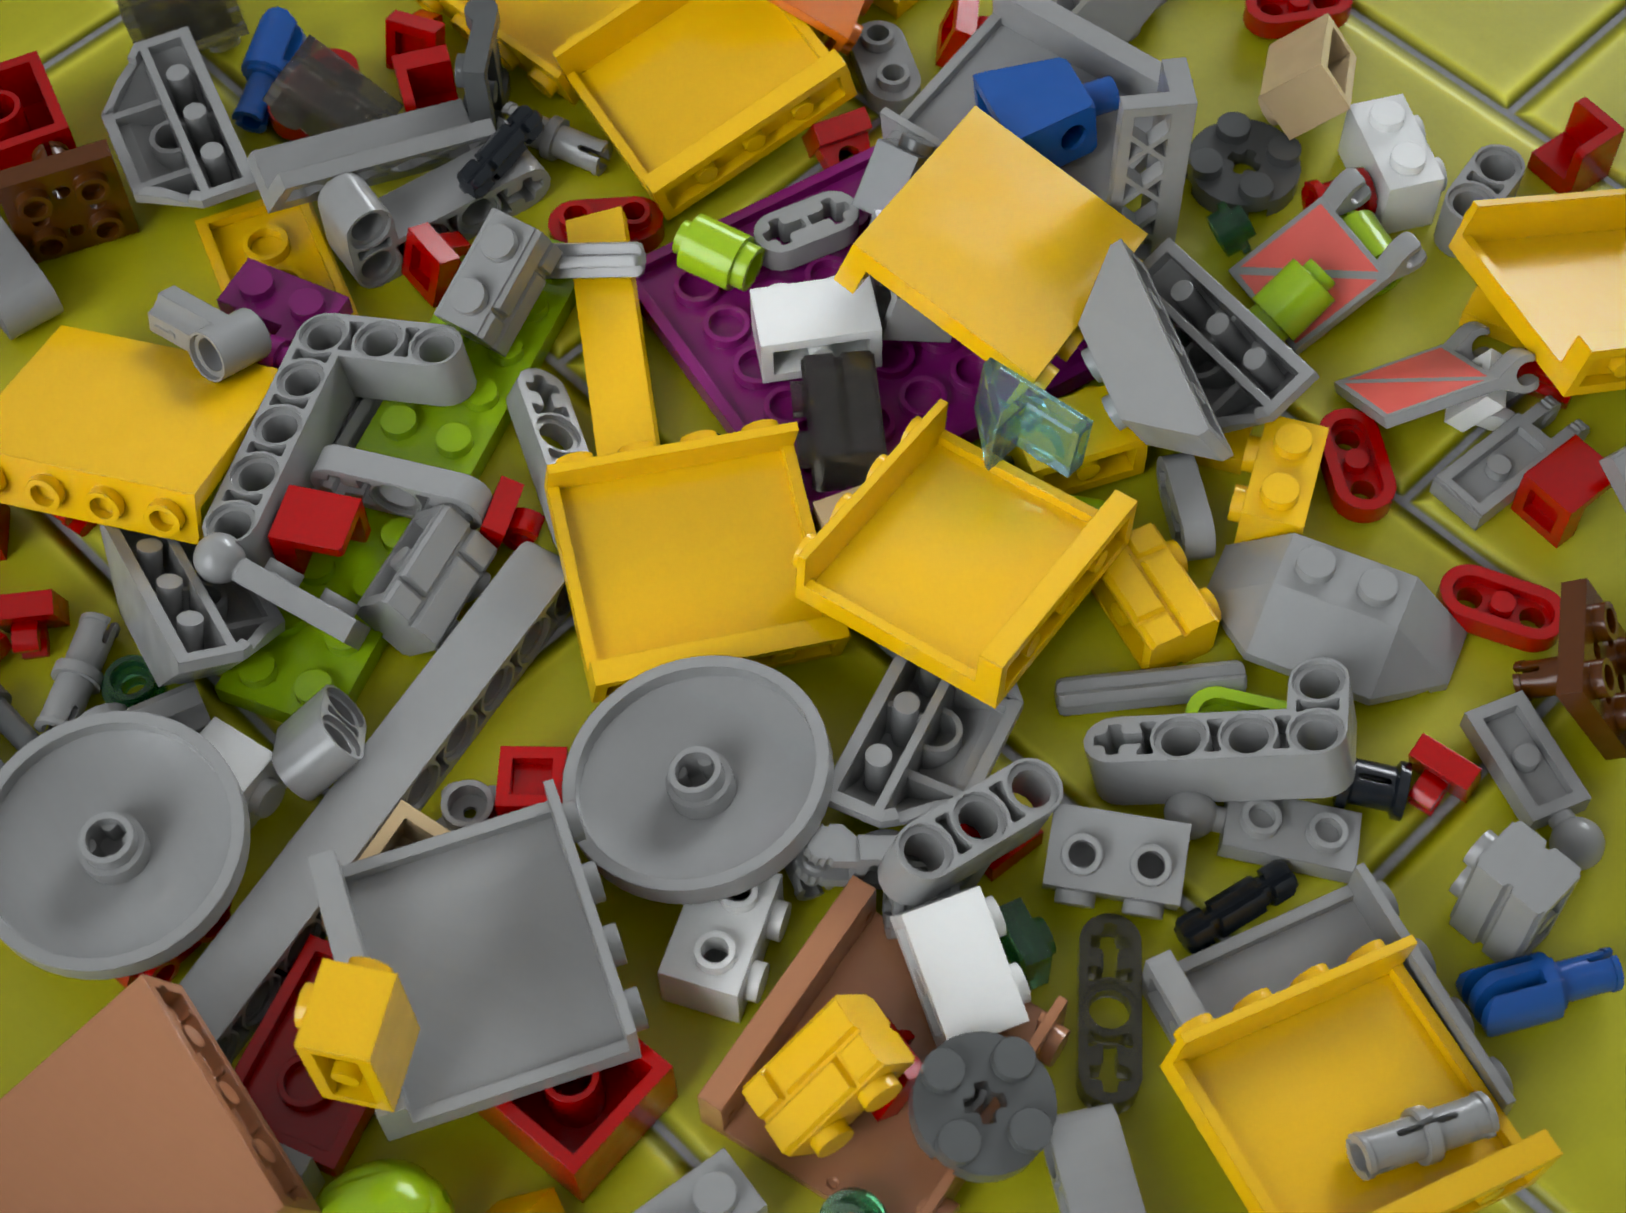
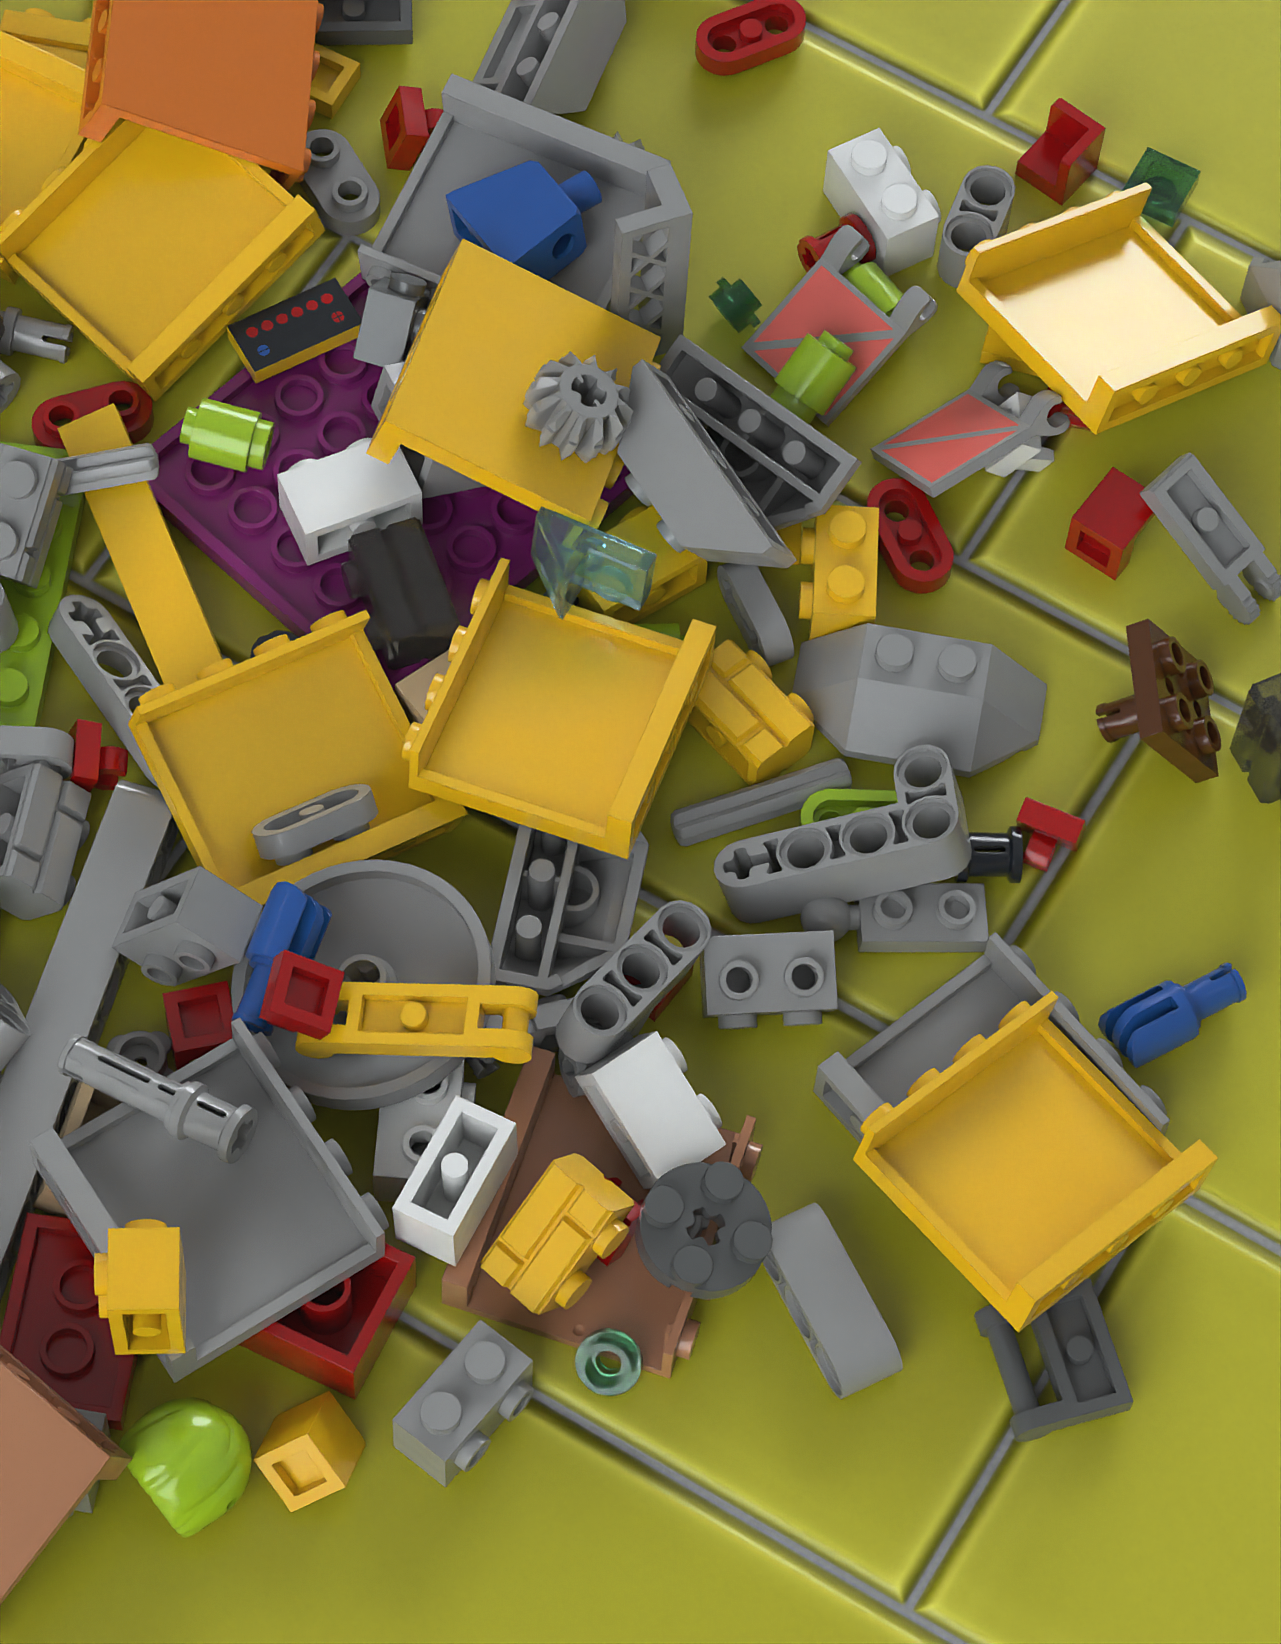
camera: 20 degrees left, 5 degrees up
(472, 858) = (183, 1108): none -> light grey pin
(542, 687) = (187, 927): none -> light grey brick
(619, 728) = (289, 923): none -> blue arm
(620, 769) = (301, 995): none -> red tile
(675, 619) = (329, 816): none -> light grey plate
(731, 994) = (455, 1180): none -> white brick
(735, 821) = (429, 1022): none -> yellow plate
(805, 172) = (295, 330): none -> black tile
(806, 230) = (305, 386): light grey beam -> none
(838, 134) = (312, 271): red tile -> none
(1027, 942) = (707, 1071): clear green plate -> none
(1047, 270) = (578, 407): none -> light grey gear
(1127, 968) = (800, 1074): clear smoke beam -> none
(1235, 906) = (886, 996): black axle -> none
(1246, 142) = (744, 202): dark grey plate -> none
(1307, 77) = (780, 124): tan brick -> none
(1422, 1135) = (1094, 1169): light grey pin -> none
(1492, 470) = (1042, 513): light grey hinge -> none
(1500, 606) = (1073, 652): red plate -> none
(1511, 891) = (1132, 931): light grey brick -> none
(1534, 775) = (1134, 815): light grey plate -> none

